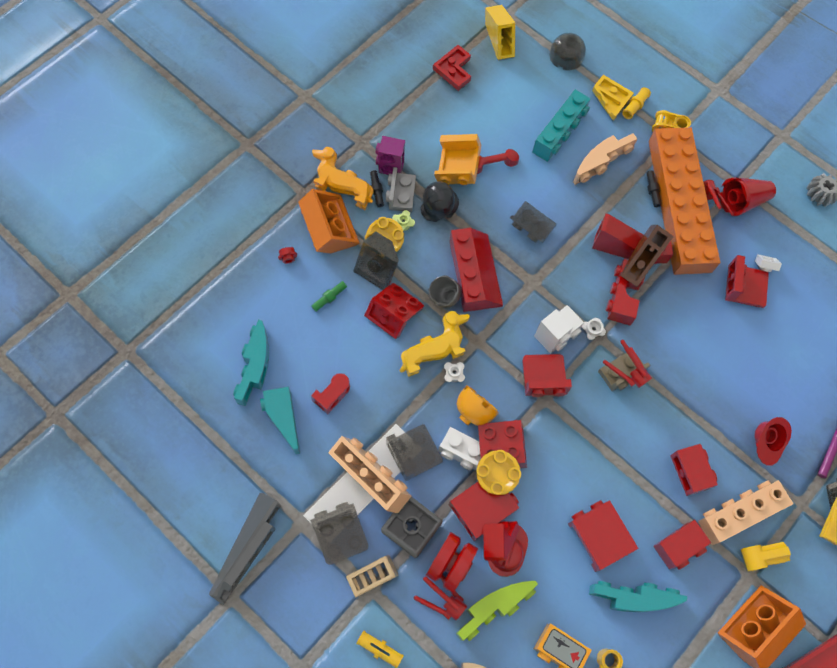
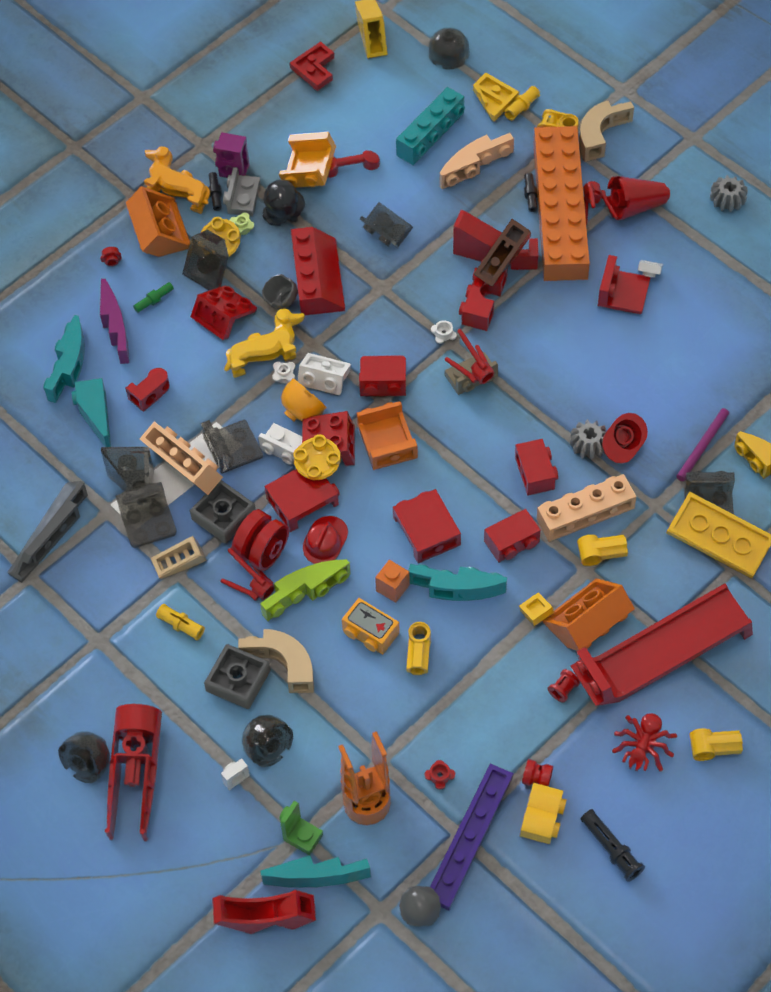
camera: 10 degrees right, 10 degrees down
(292, 317) = (112, 319): none -> magenta slope
(322, 485) = (128, 466): none -> clear smoke slope
(491, 373) = (323, 373): none -> white bracket
(499, 539) = (311, 518): red slope -> none
(554, 438) = (386, 435): none -> orange panel
(558, 329) = (400, 329): white brick -> none
(578, 599) = (392, 581): none -> orange brick
(701, 125) = (596, 121): none -> tan arch
(713, 624) = (536, 609): none -> yellow plate
(738, 439) = (588, 439): none -> light grey gear

